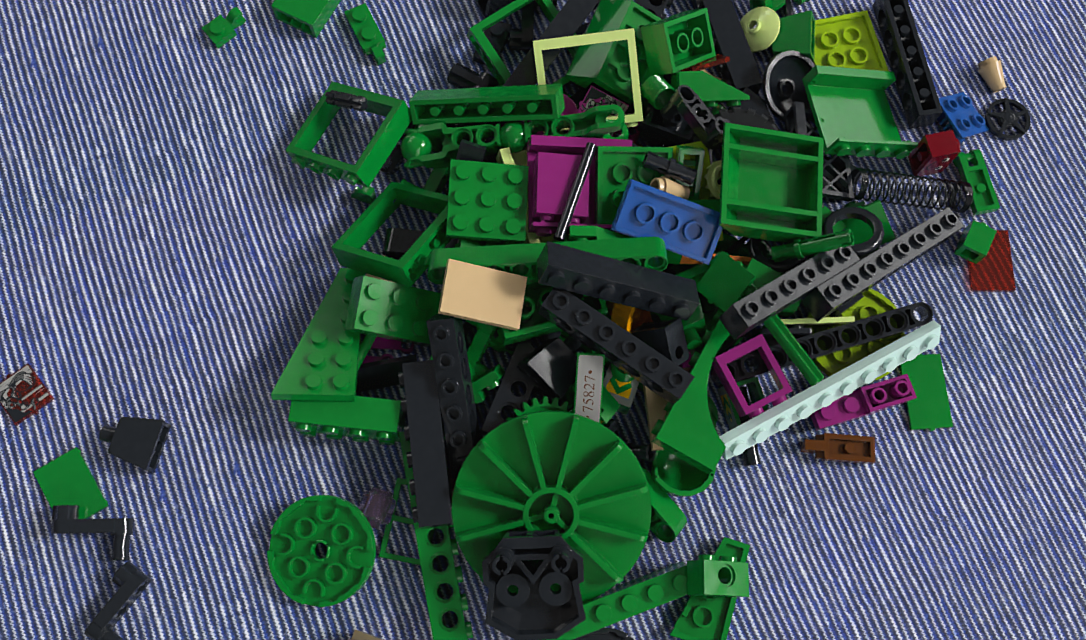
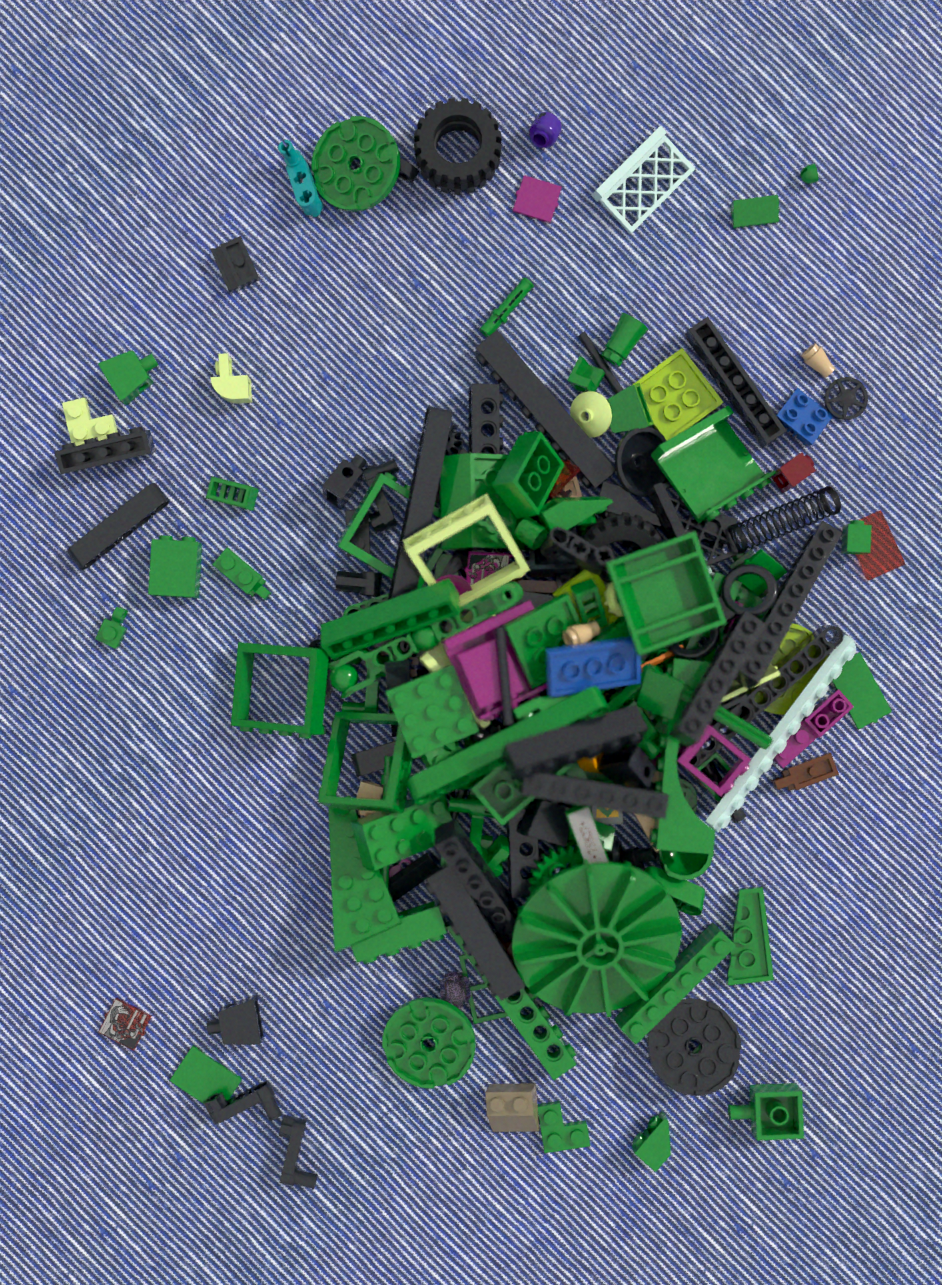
camera: 15 degrees left, 15 degrees up
(346, 100) = (263, 662): black axle -> none
(482, 295) = (469, 803): tan tile -> none
(535, 609) = (603, 992): black brick -> none
(669, 168) = (573, 616): black pin -> none
(717, 577) = (748, 931): green brick -> none
(819, 244) = (713, 636): green pin -> none
(977, 175) = (839, 476): green plate -> none

